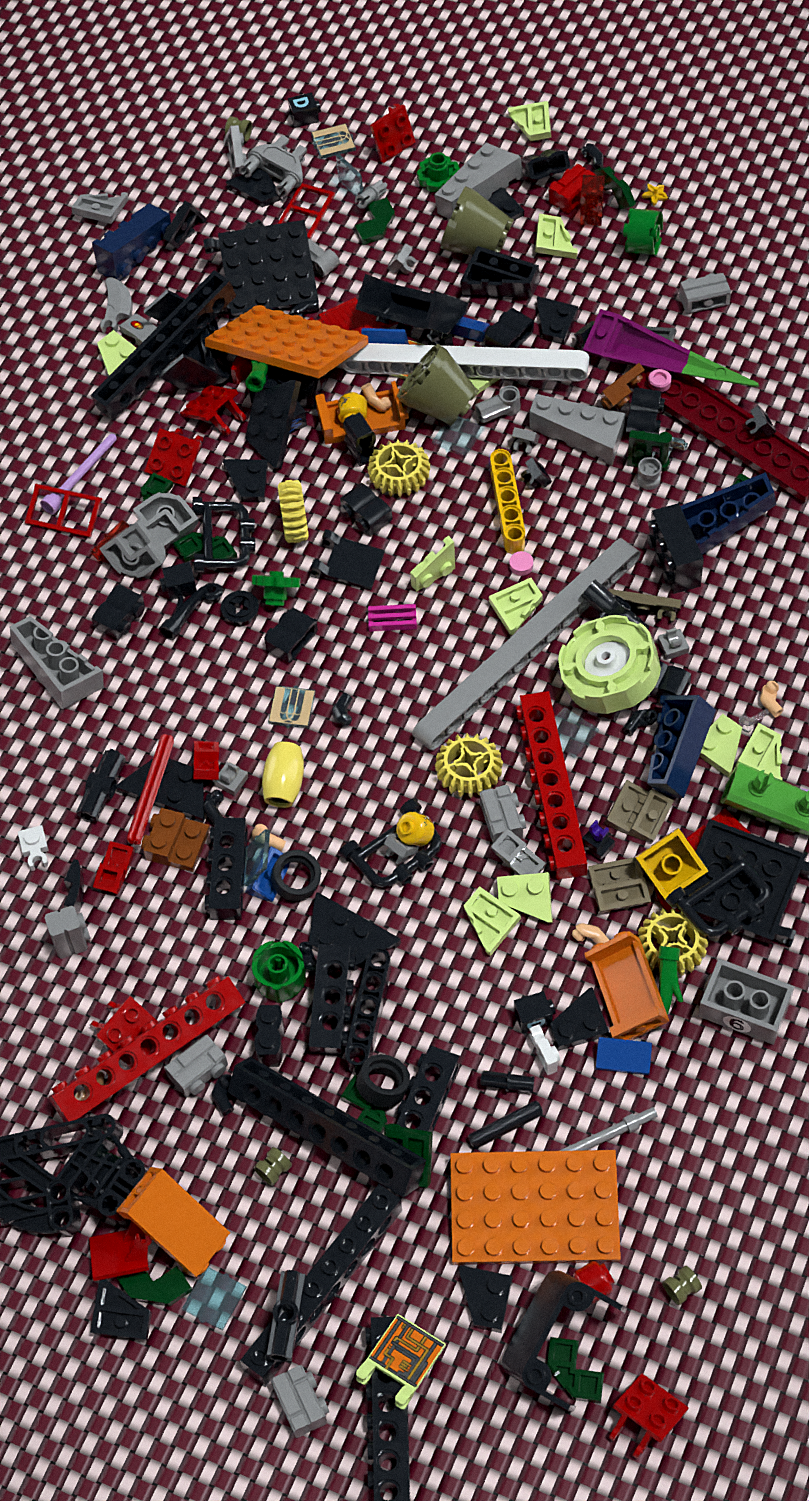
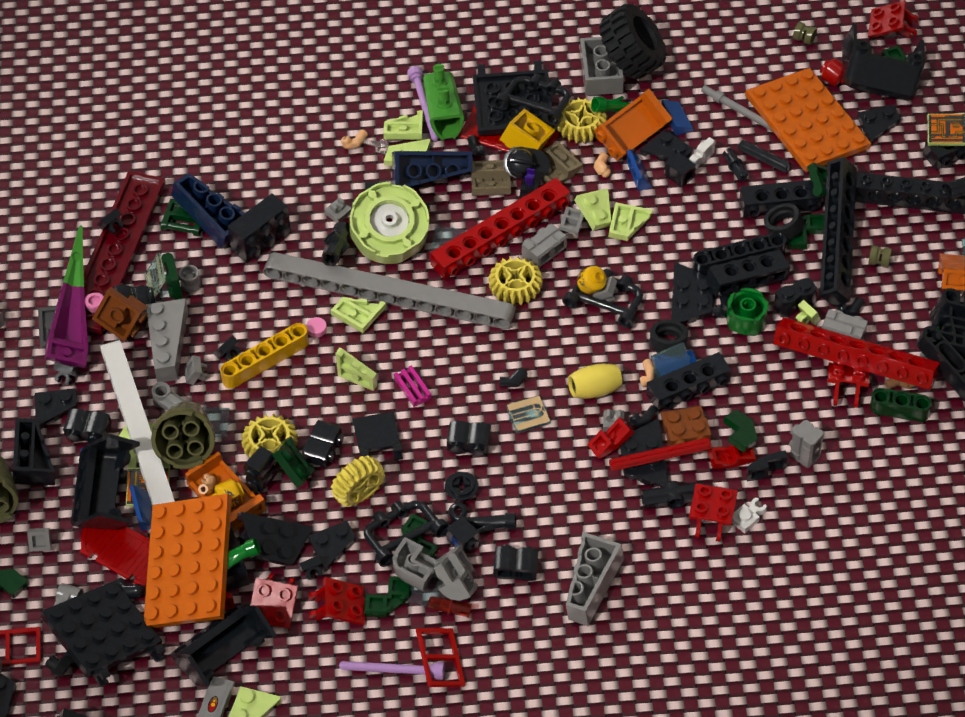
camera: 120 degrees left, 5 degrees down
(54, 803) = (714, 505): none -> red plate
(60, 1055) = (900, 404): none -> dark green beam
(139, 895) = (745, 434): none -> dark green tile
(163, 345) = (237, 651): black brick -> none
(231, 447) = (310, 564): none -> black tile
(240, 1039) = (807, 314): none -> yellowish green tile
(275, 586) = (431, 463): green plant -> none
(344, 460) = (293, 462): none -> dark green plate
(559, 968) = (638, 171): none -> blue slope
(627, 839) = (520, 158): none -> black piece
(646, 601) = (311, 234): dark tan plate -> none
(686, 812) = (477, 150): none -> black arm
(729, 1059) = (633, 41): none -> black tyre

